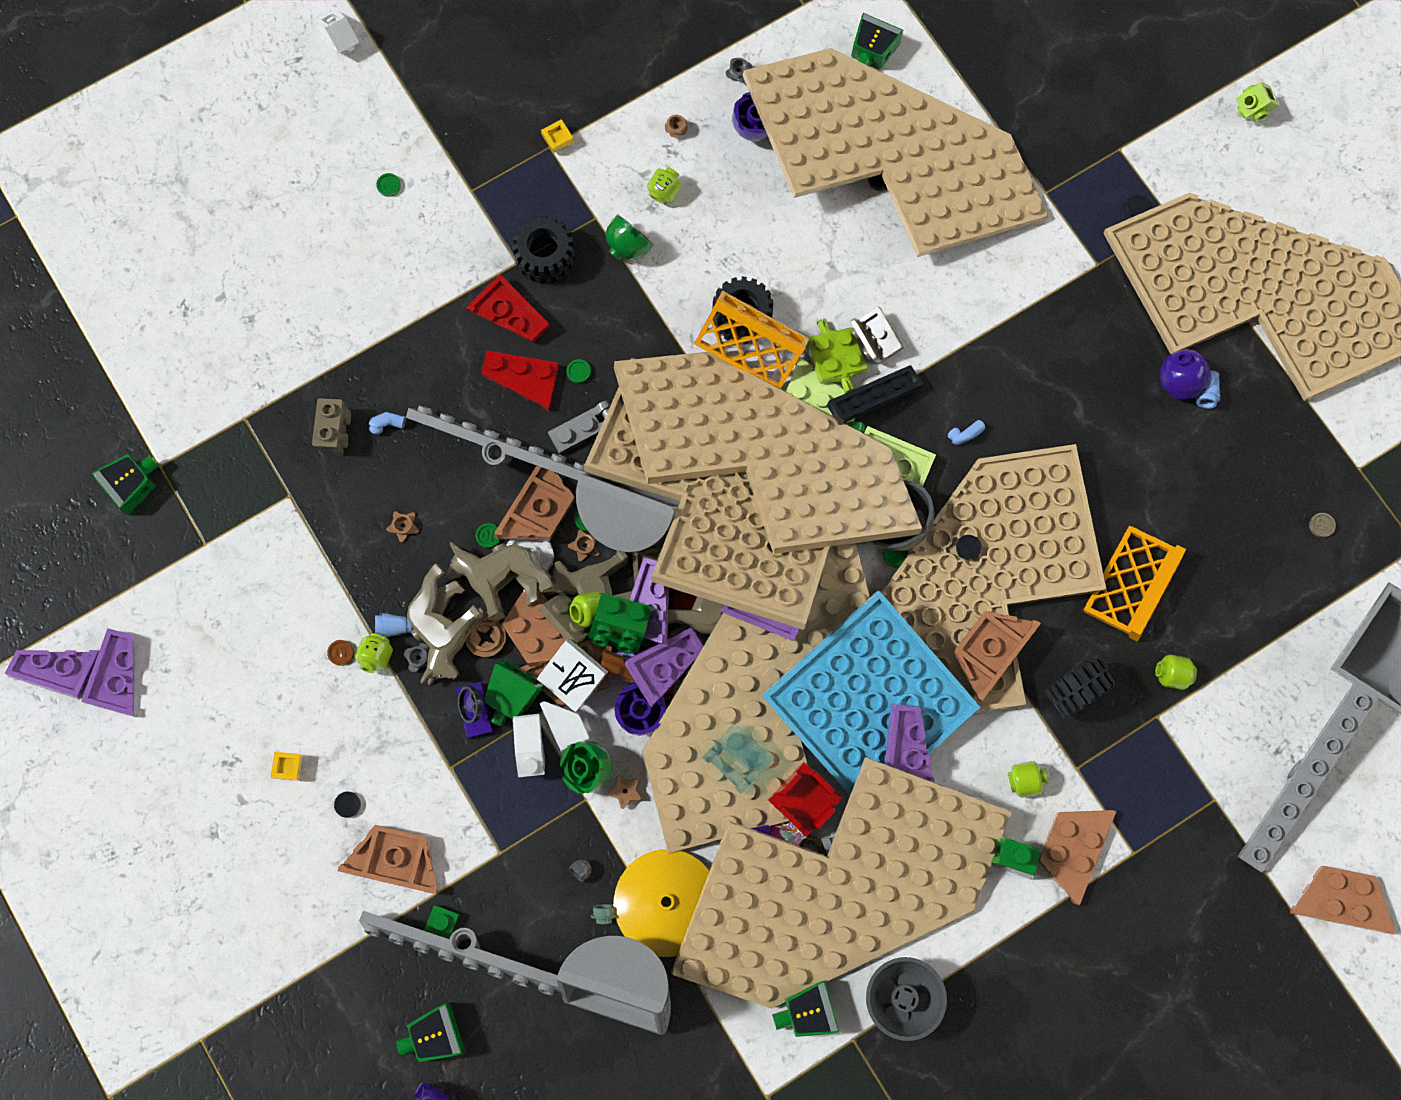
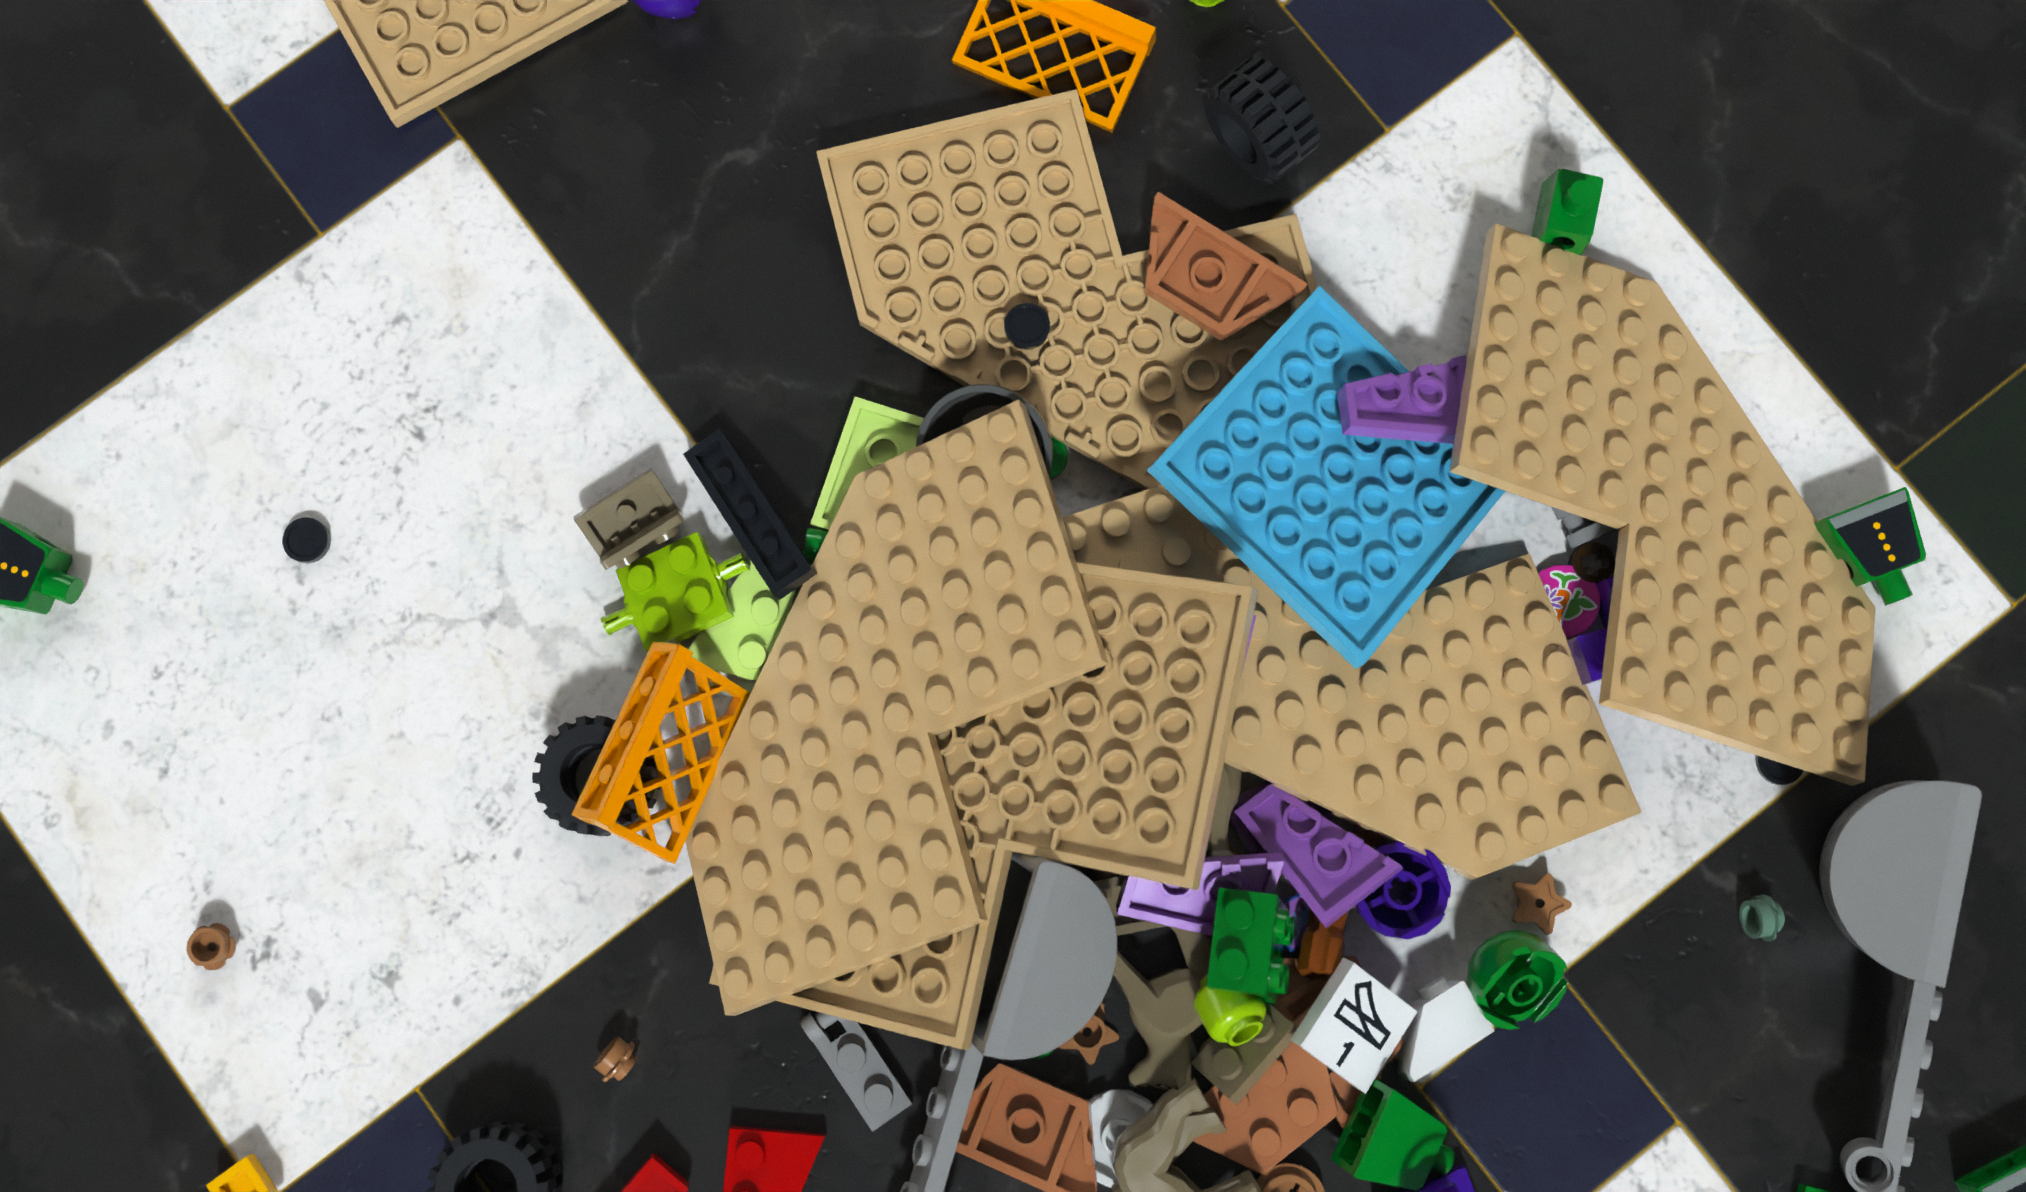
camera: 90 degrees left, 5 degrees up
(528, 745) = (1493, 1092): white slope -> none
(578, 371) = (741, 1085): green piece -> none
(580, 869) = (1691, 968): dark grey hinge -> none
(598, 311) = (616, 1060): none -> medium nougat plate
(626, 240) = (464, 1019): green cylinder -> none
(641, 893) = (1694, 839): yellow dish -> none
(664, 185) = (342, 956): lime head -> none
(737, 63) = (69, 832): flat silver plate -> none
(744, 751) = (1458, 692): clear light blue plate -> none
(747, 120) = (187, 787): dark purple cylinder -> none
(805, 799) = (1523, 576): red panel -> none
(850, 122) = (195, 595): tan plate -> none
(918, 989) = (1854, 365): dark grey piece -> none
(968, 434) = (809, 342): light blue arm -> none
(1027, 779) = (1424, 205): lime head -> none
(1075, 848) = (1524, 124): nougat wing -> none
(1136, 205) = (339, 71): black piece -> none

